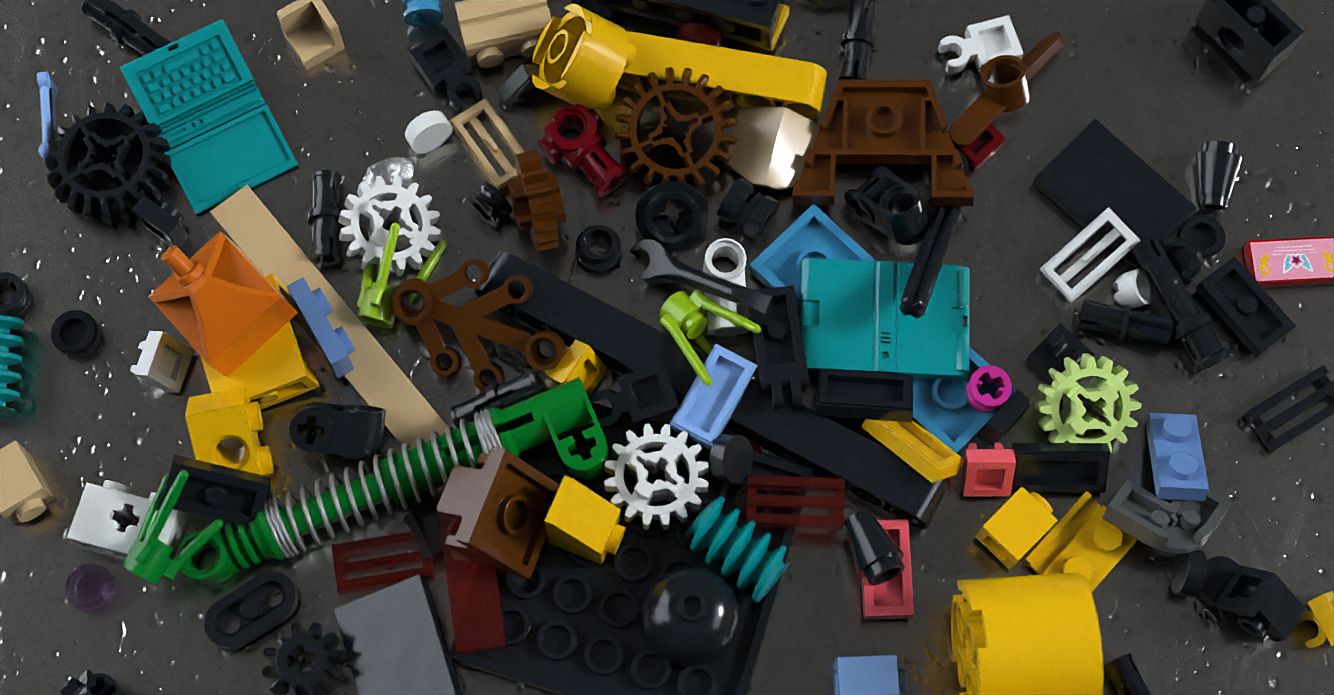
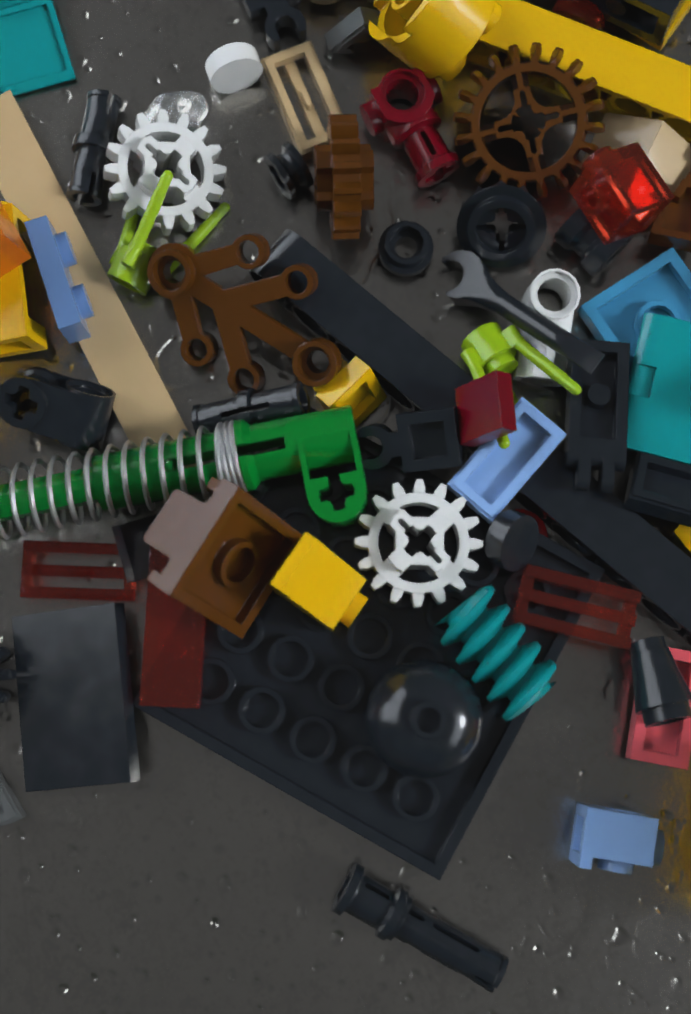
camera: 10 degrees right, 10 degrees up
(687, 357) = (485, 409): none -> dark red tile
(759, 169) = (620, 192): none -> clear red brick

